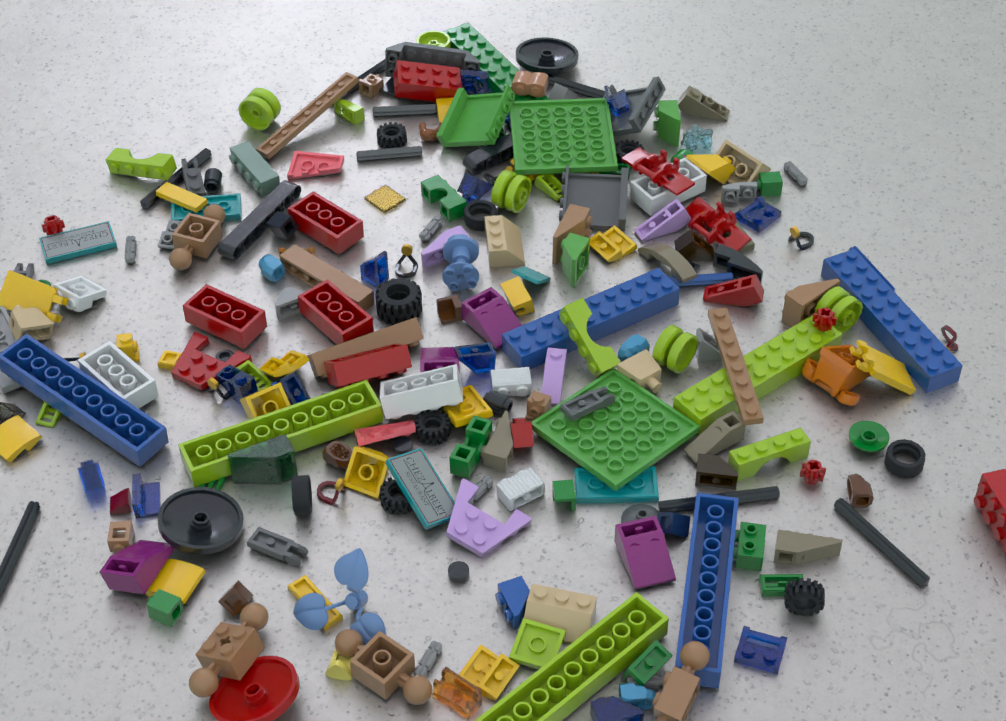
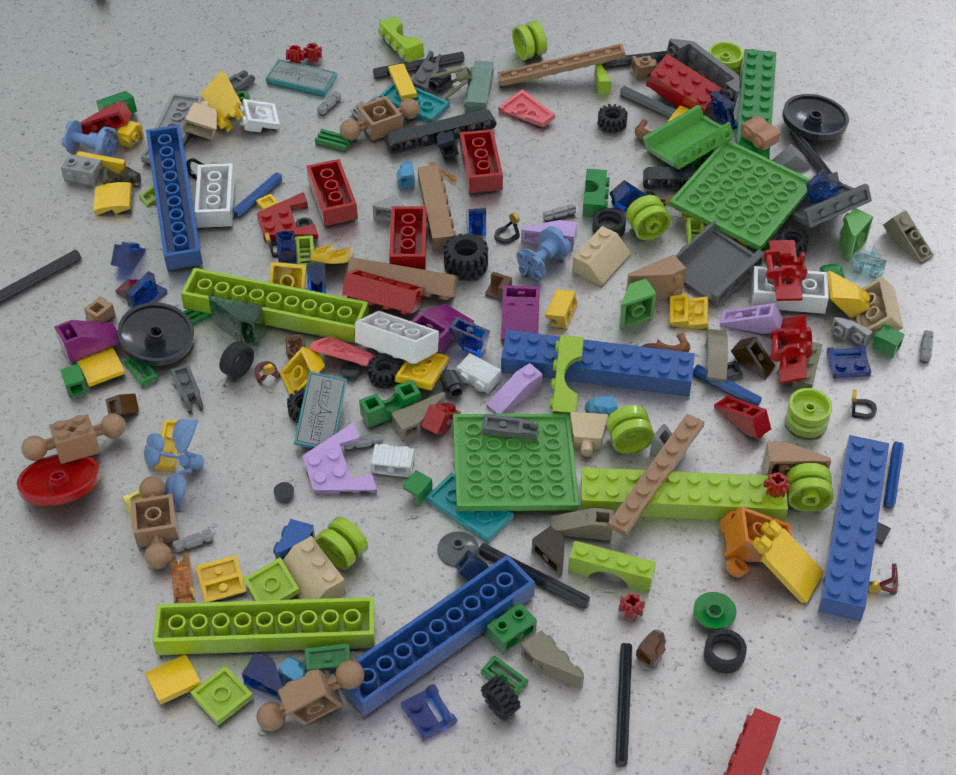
camera: 40 degrees right, 5 degrees up
(68, 215) = (312, 52): none -> red gear
(128, 346) = (245, 177): yellow brick -> none
(152, 353) = (258, 193): none -> blue axle
(168, 277) = (332, 140): none -> green tile
(215, 565) = (147, 380): none -> green tile
(235, 163) = (462, 75): none -> olive plant
(385, 198) = (553, 168): clear yellow piece -> none
(389, 153) = (596, 132): dark grey axle -> none
(531, 275) = (590, 297): teal piece -> none
(537, 405) = (475, 403): medium nougat brick -> none
(561, 569) = (342, 542): none -> lime wheel
(638, 270) = (684, 345): none -> dark orange piece
(644, 552) = (423, 573): magenta slope -> none
(736, 263) = (772, 392): black slope -> none
(778, 262) = (808, 412): none -> lime wheel

